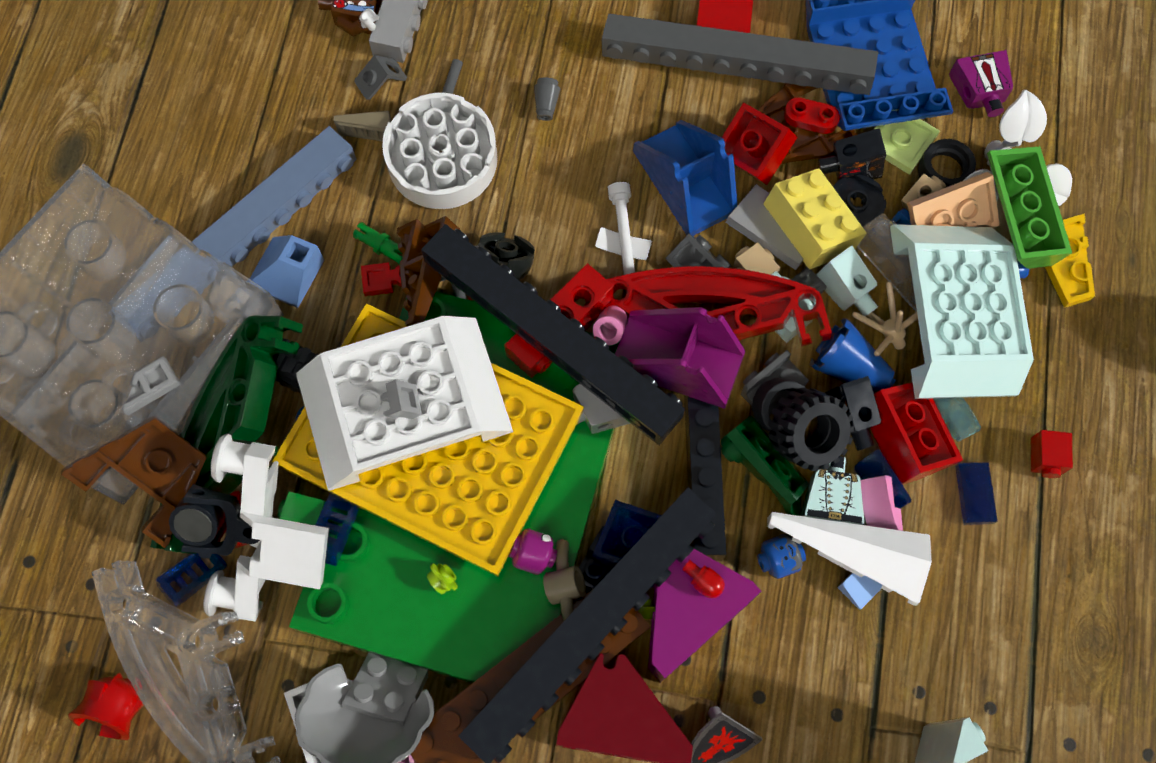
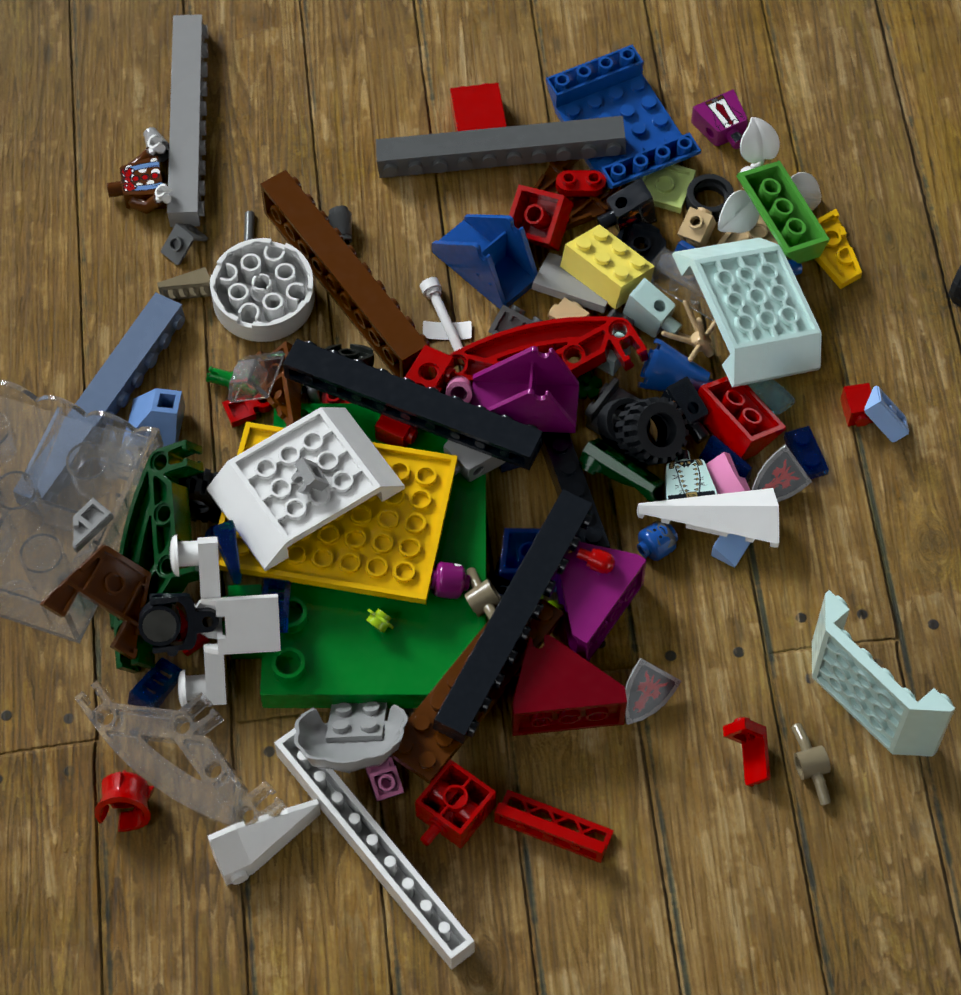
camera: 15 degrees left, 10 degrees down
(296, 451) = (228, 548): none -> clear blue slope
(397, 248) = (254, 376): none -> clear slope
(528, 155) = (342, 273): none -> reddish brown brick
(756, 349) = (589, 386): none -> plant
(942, 517) = (782, 474): none -> shield
(961, 204) = (728, 223): light nougat wing -> none
(1081, 477) = (886, 415): none -> light blue slope

